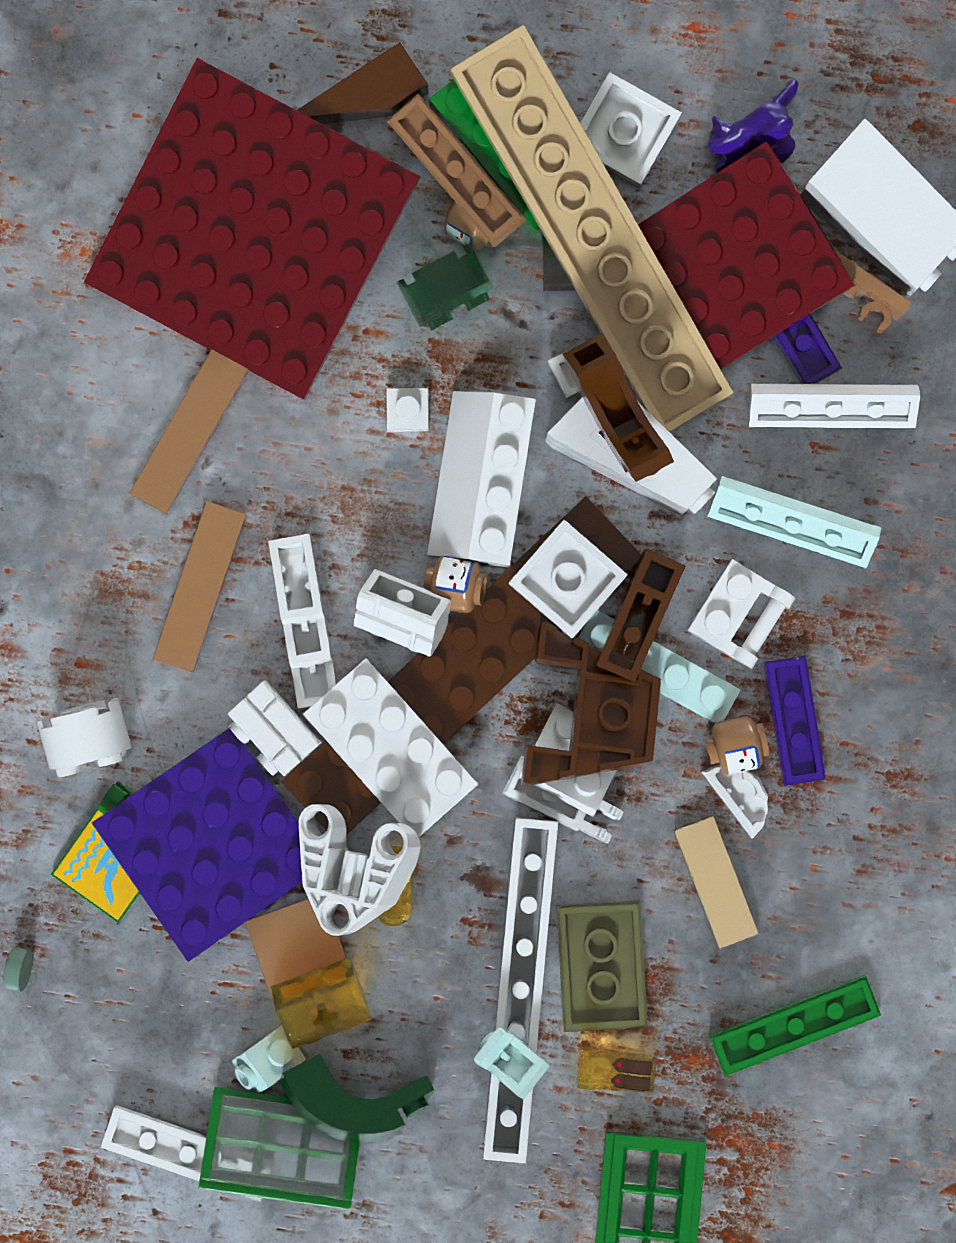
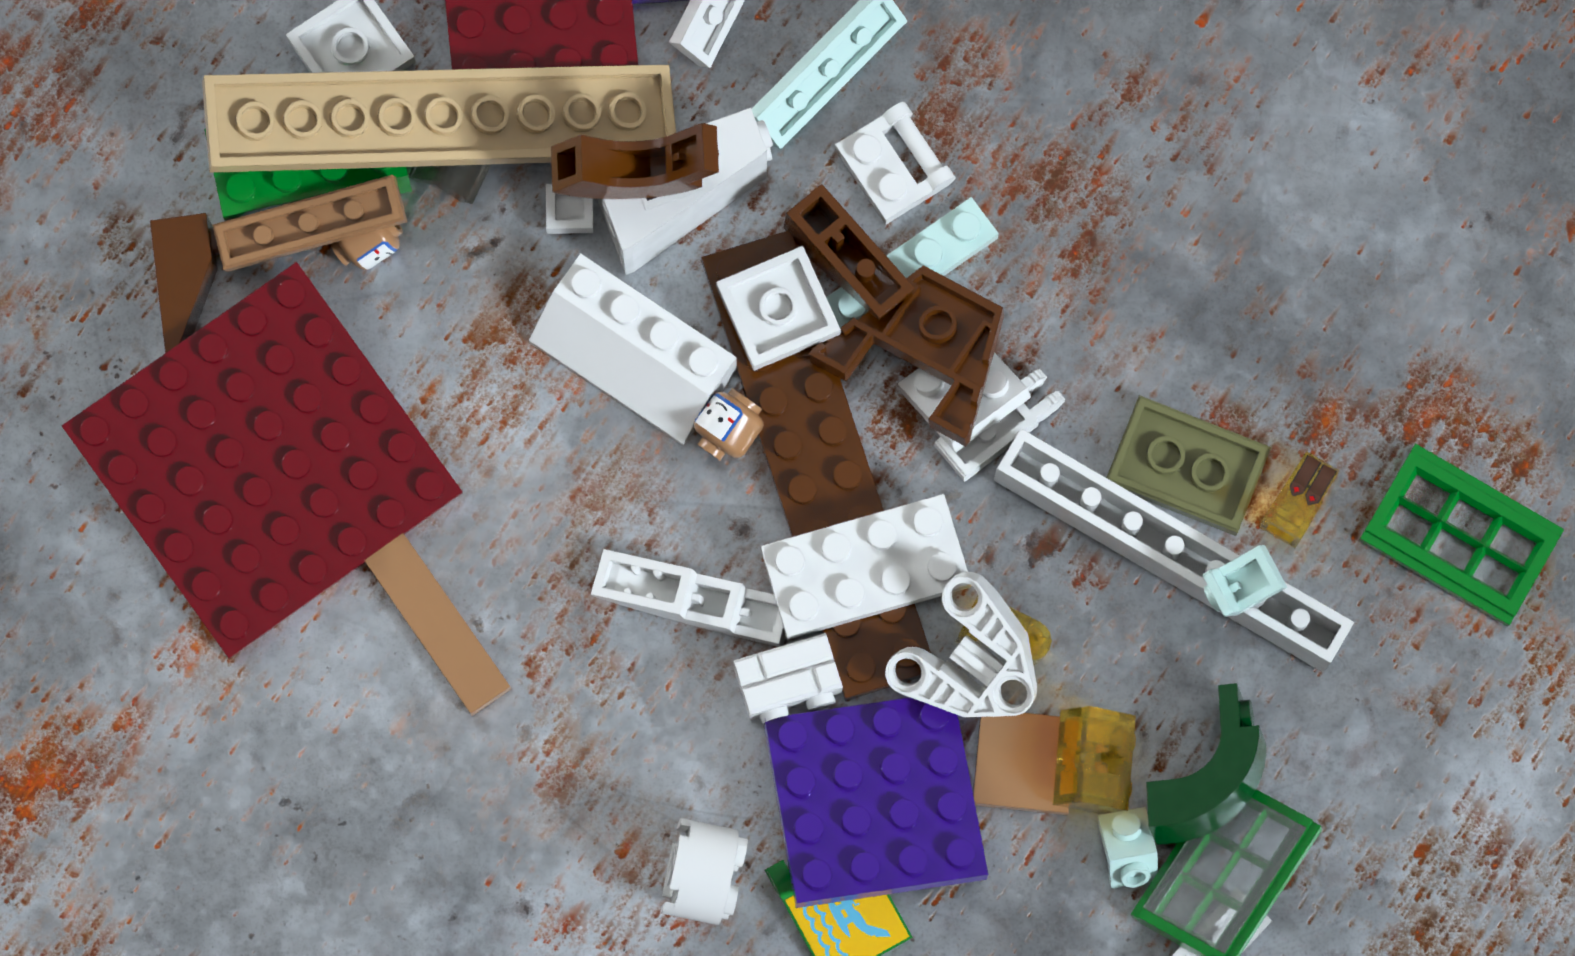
camera: 65 degrees left, 10 degrees down
(199, 586) = (603, 688): medium nougat tile -> none
(402, 612) = (732, 489): white brick -> none
(407, 409) = (525, 394): white plate -> none
(445, 287) = (421, 291): clear green brick -> none
(716, 882) = (1154, 312): tan tile -> none
(737, 745) = (1026, 223): medium nougat head -> none
(742, 795) = (1077, 247): white tile -> none
(794, 720) = (1027, 161): dark purple tile -> none
(795, 1025) = (1336, 303): green tile -> none

